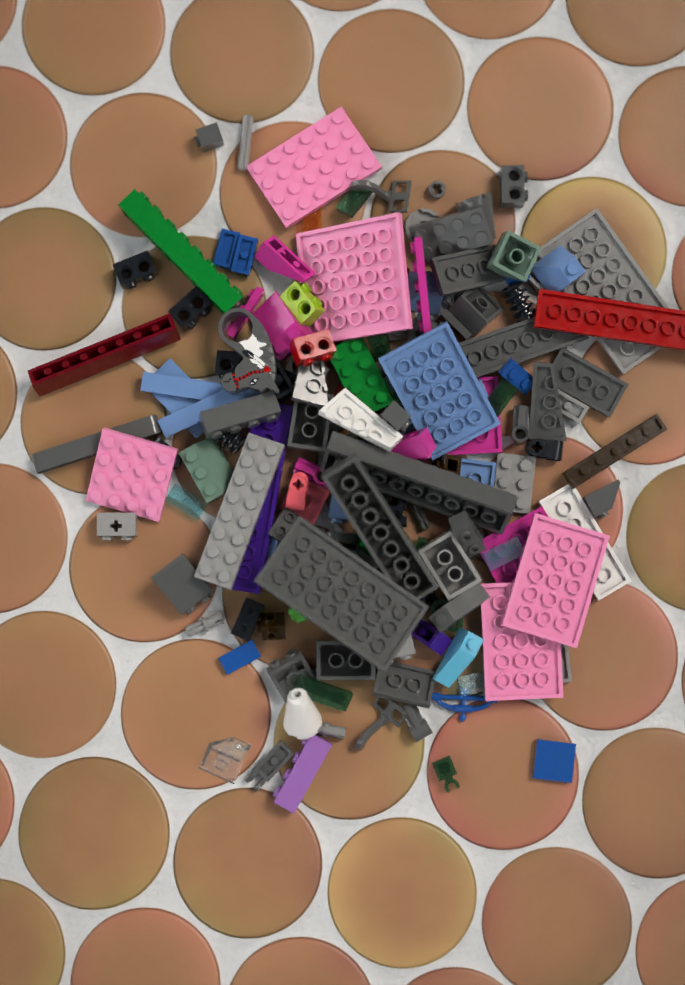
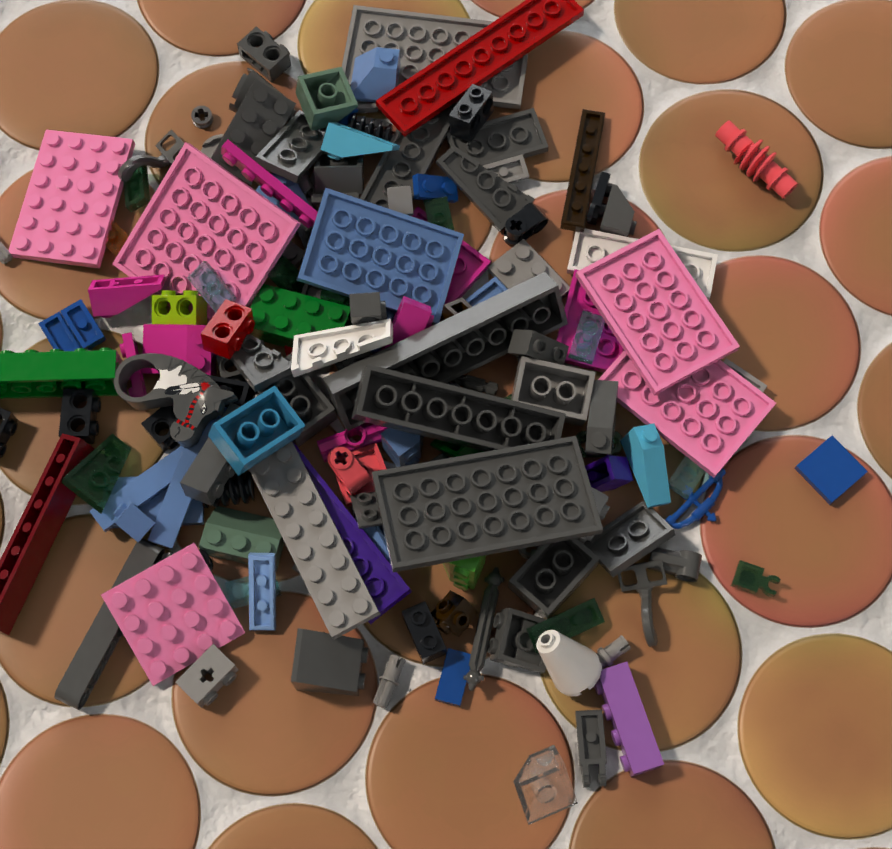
camera: 45 degrees left, 15 degrees down
(159, 402) = (132, 520): none -> medium blue brick
(167, 355) = (98, 472): none -> clear green wing
(187, 510) = (262, 591): none -> light blue tile
(267, 425) = (256, 430): none -> dark azure brick
(279, 649) = (483, 629): none -> dark grey wheel
(330, 311) = (210, 286): none -> clear light blue plate
(486, 367) = (400, 199): none -> light grey slope
(499, 302) = (348, 142): none -> medium azure slope
(521, 422) = (481, 224): dark grey piece -> none
(586, 352) = (471, 112): none -> black brick
(597, 482) = (597, 206): none -> black hinge

